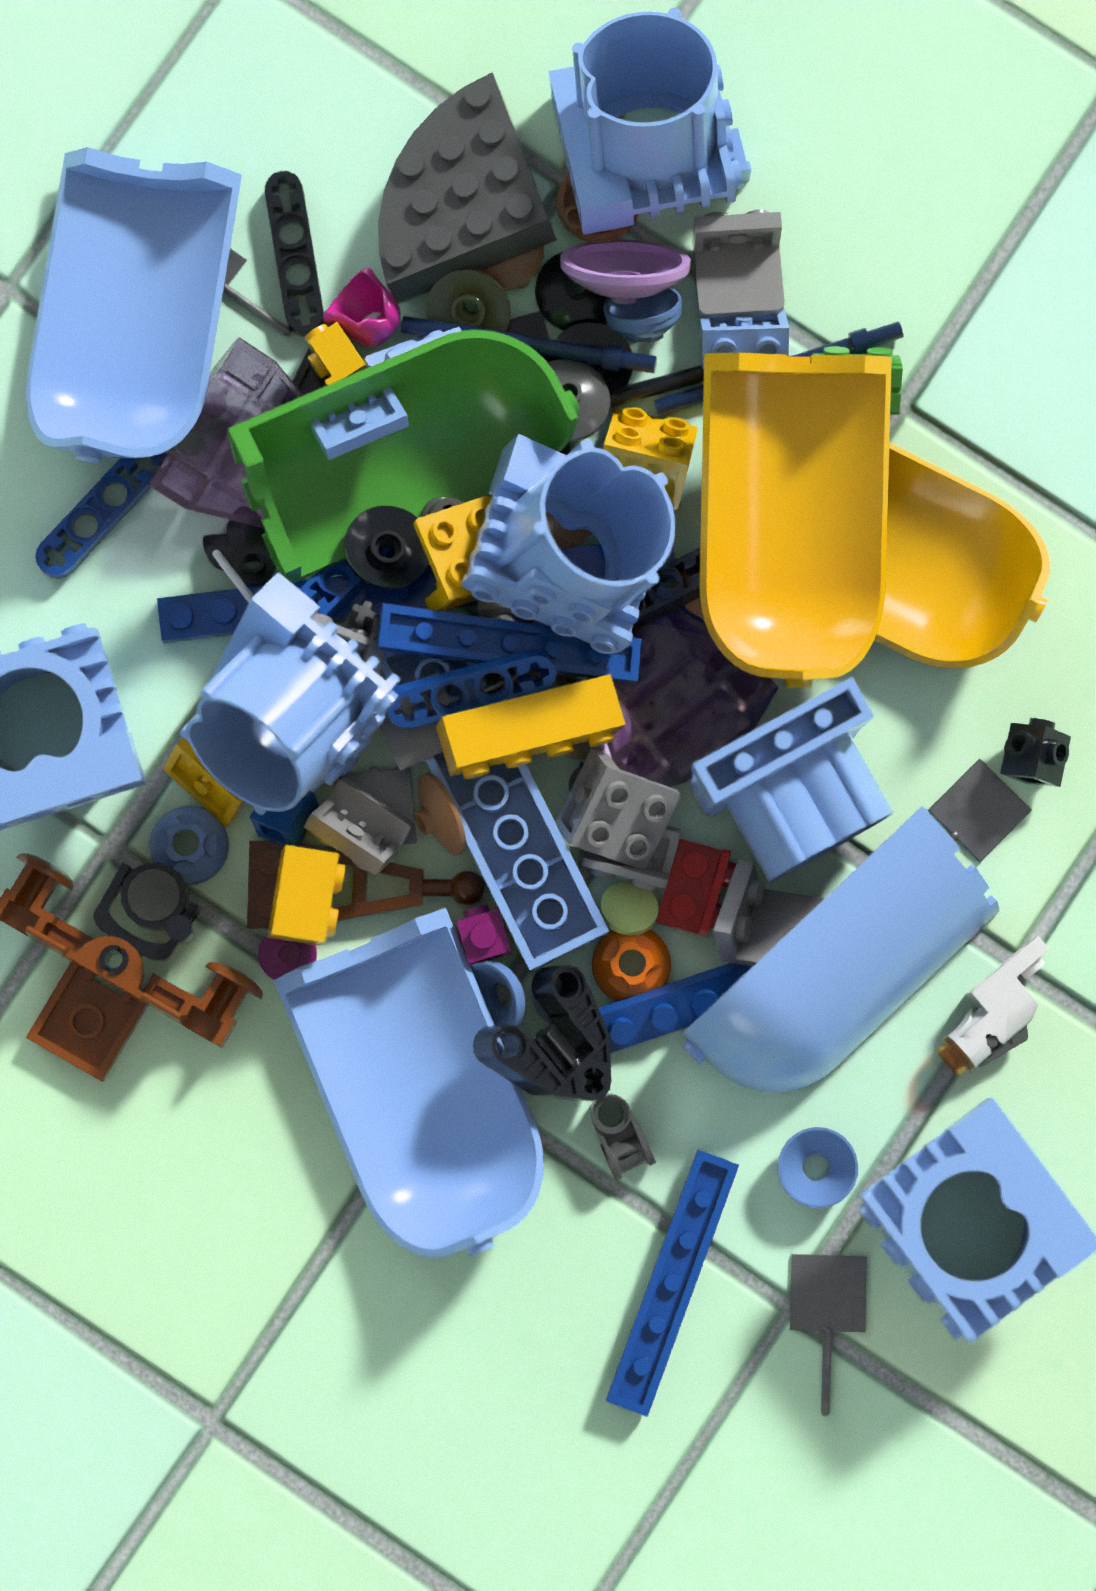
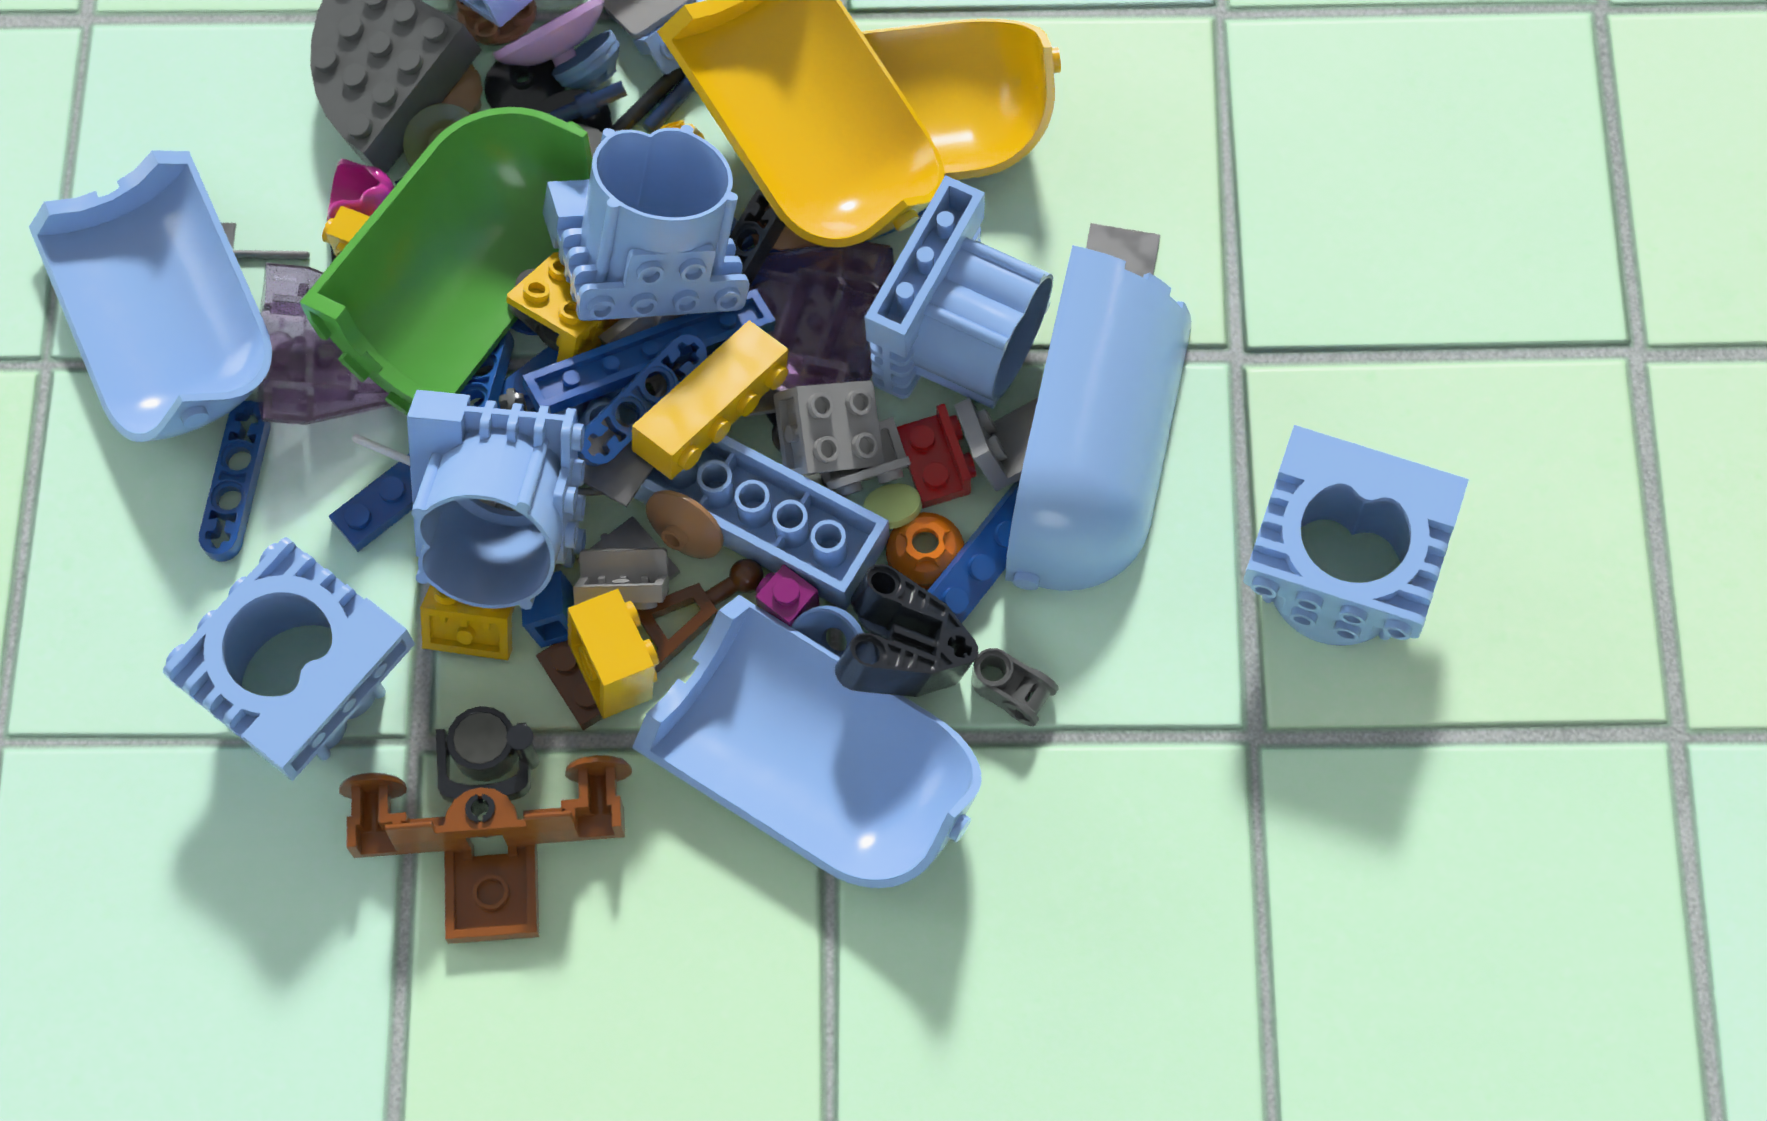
camera: 30 degrees left, 15 degrees down
(212, 846) = (509, 689): medium blue piece -> none
(239, 546) = (381, 426): black plate -> none
(283, 956) = (622, 729): magenta piece -> none
(296, 253) = (269, 196): black beam -> none
(360, 424) = (411, 251): light blue bracket -> none
(390, 529) = (498, 344): black dish -> none
(672, 1283) = (1142, 777): blue plate -> none
(828, 1297) = (1277, 707): flat silver piece -> none
(841, 1162) = (1195, 583): medium blue piece -> none
(1001, 1013) = (1249, 395): white plate -> none
(1035, 753) = (1132, 184): black brick -> none

